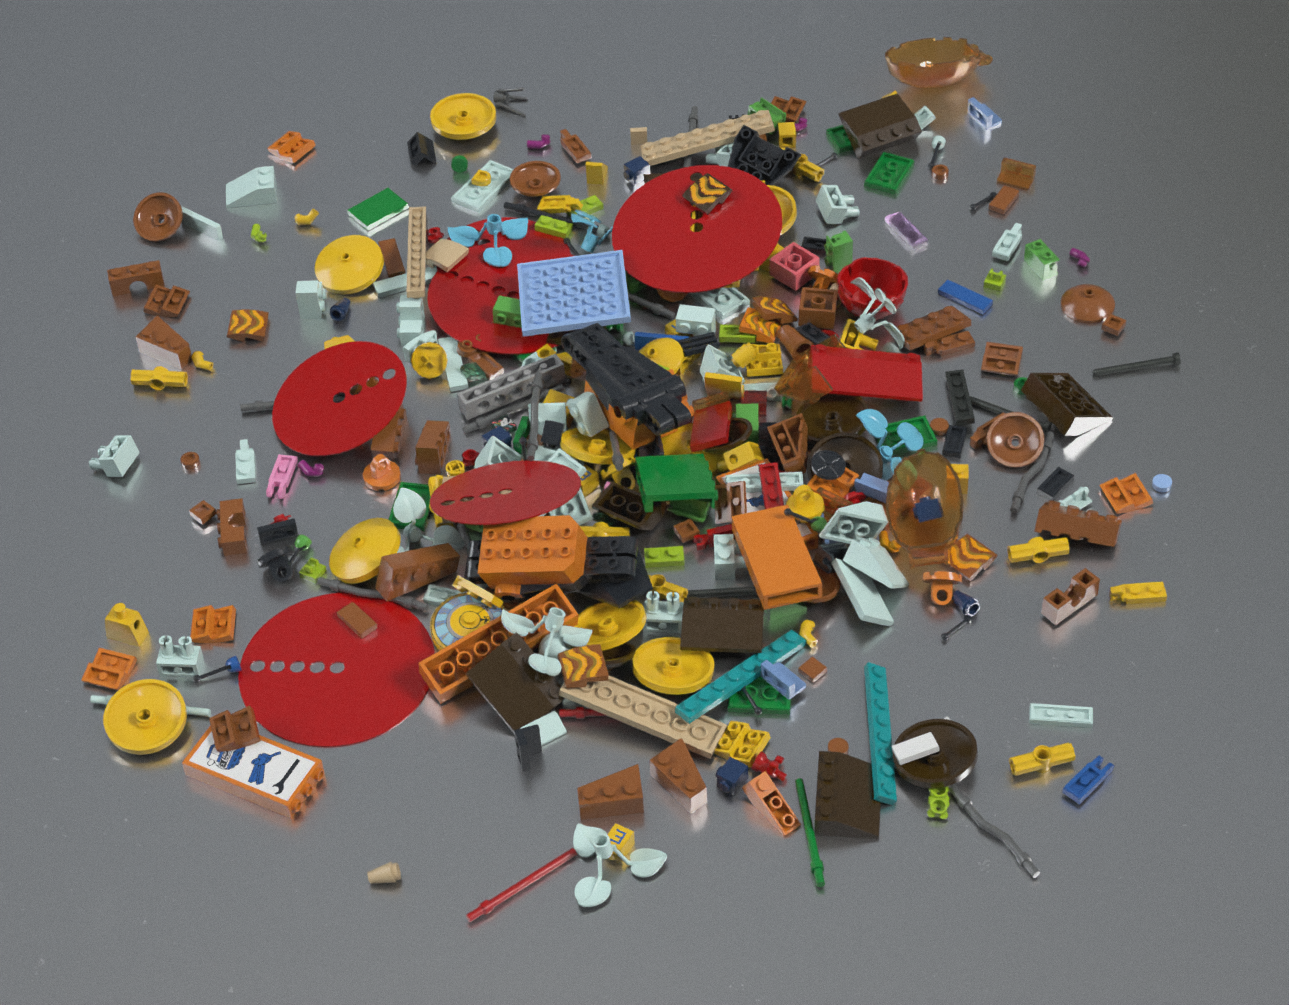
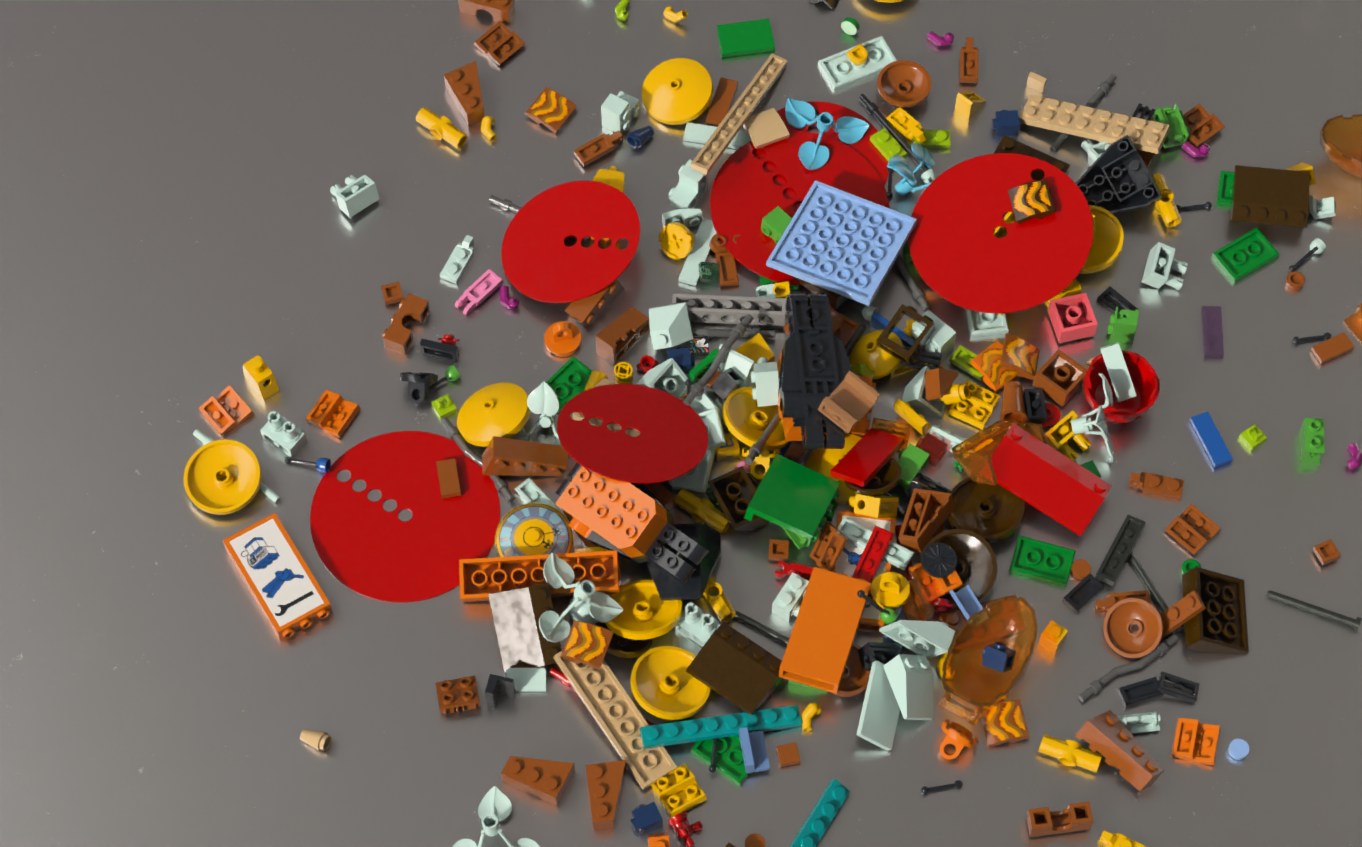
camera: 30 degrees right, 15 degrees up
(190, 460) = (416, 231): dark orange tile -> none
(234, 729) = (280, 534): dark orange slope -> none
(309, 332) = (598, 147): none -> dark orange hinge
(434, 234) = (775, 100): red plate -> none
(470, 417) = (669, 325): none -> light aqua slope
(474, 591) = (556, 514): yellow hinge -> none
(487, 906) = (375, 818): red bar -> none
(491, 773) = (456, 694): none -> dark orange hinge
(623, 839) = (514, 824): yellow brick -> none
(664, 556) = (743, 564): lime plate -> none
(674, 379) = (849, 402): none -> medium nougat panel
(677, 341) = (894, 349): none -> dark brown window
(726, 350) = (938, 382): none -> dark orange slope
(787, 135) = (1177, 157): yellow brick -> none
(823, 278) = (1088, 348): orange tile -> none
(855, 268) = (1118, 371): none -> light aqua tile
(876, 423) = (1000, 548): medium azure plant -> none
(933, 326) = (1152, 457): dark orange plate -> none
(966, 603) = (966, 771): dark blue cone -> none
(1008, 243) = (1297, 401): light aqua hinge -> none
(1046, 406) = (1181, 612): none -> dark orange plate
(1081, 464) = (1177, 690): none -> black tile
(1087, 303) = (1316, 519): dark orange dish -> none

